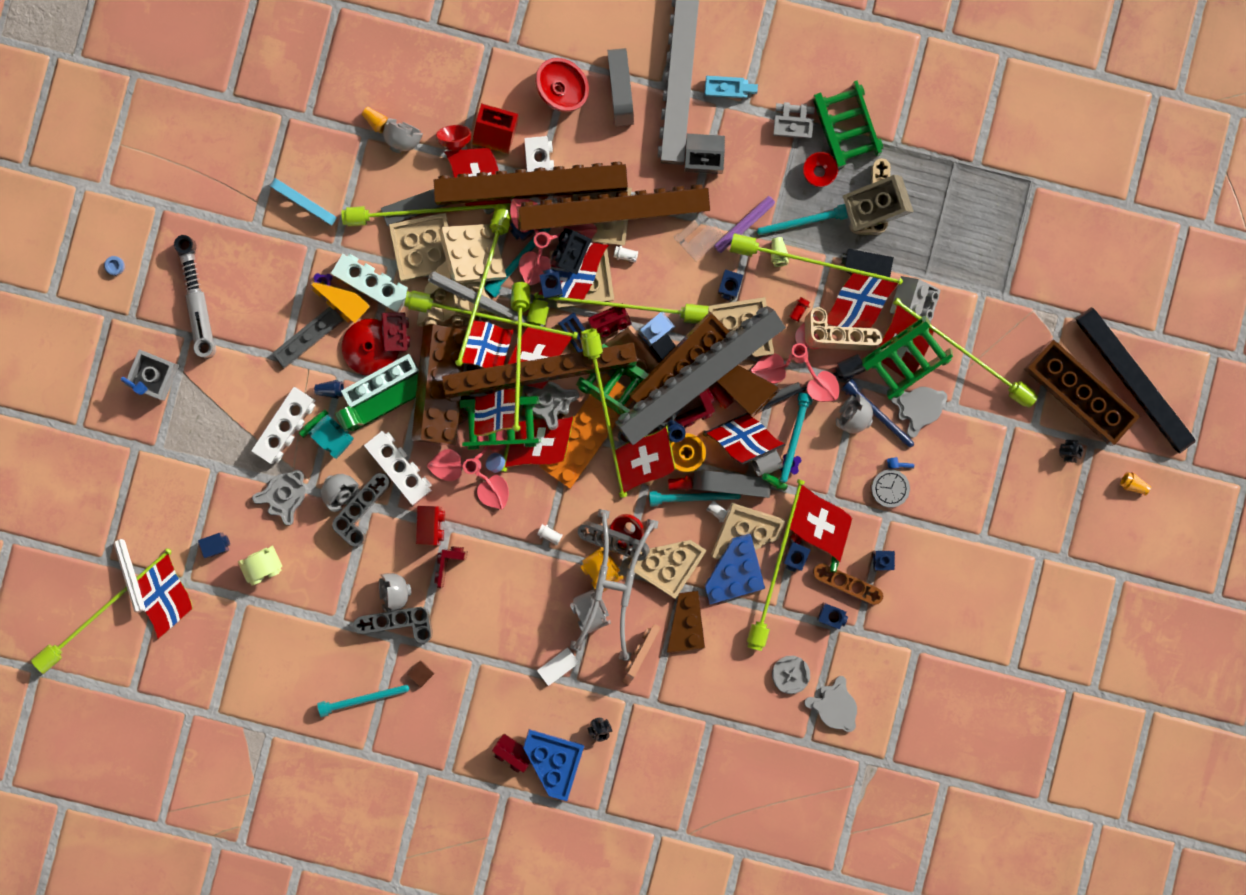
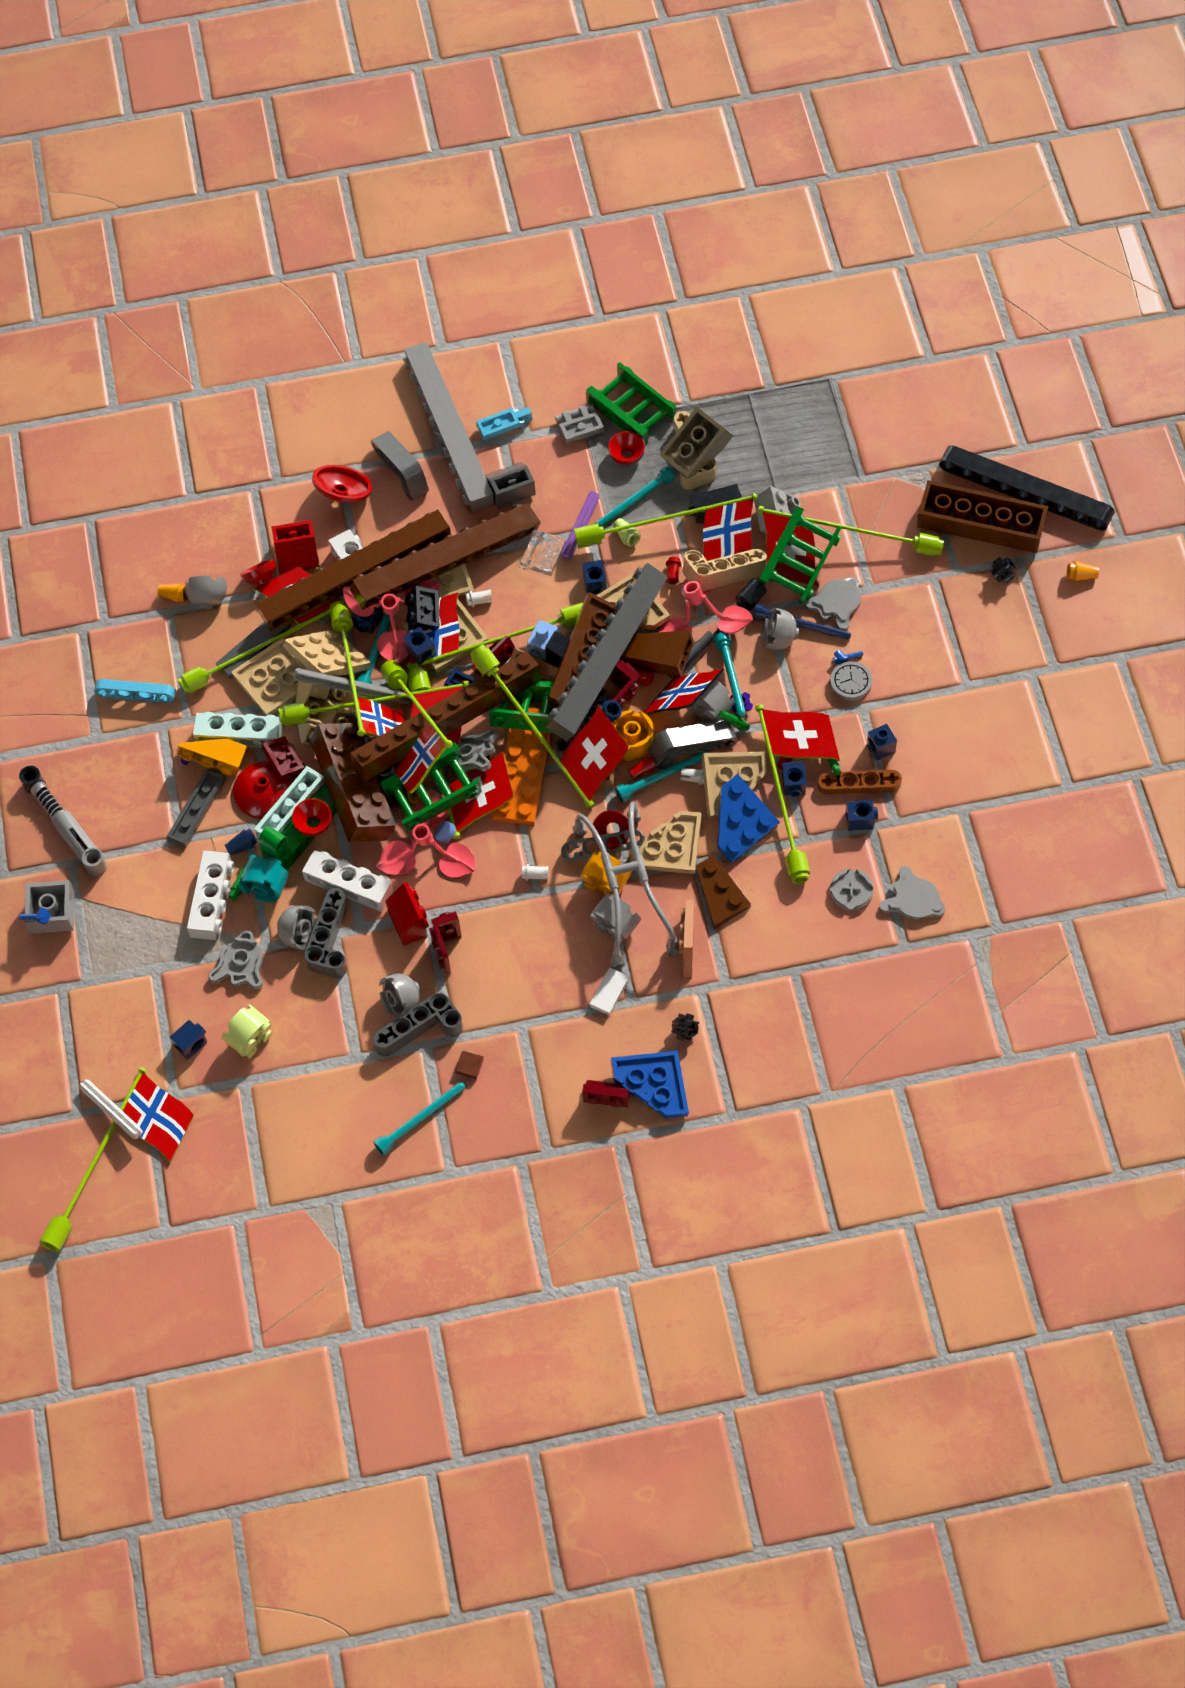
camera: 20 degrees left, 25 degrees down
(380, 405) = (311, 809): none -> red piece

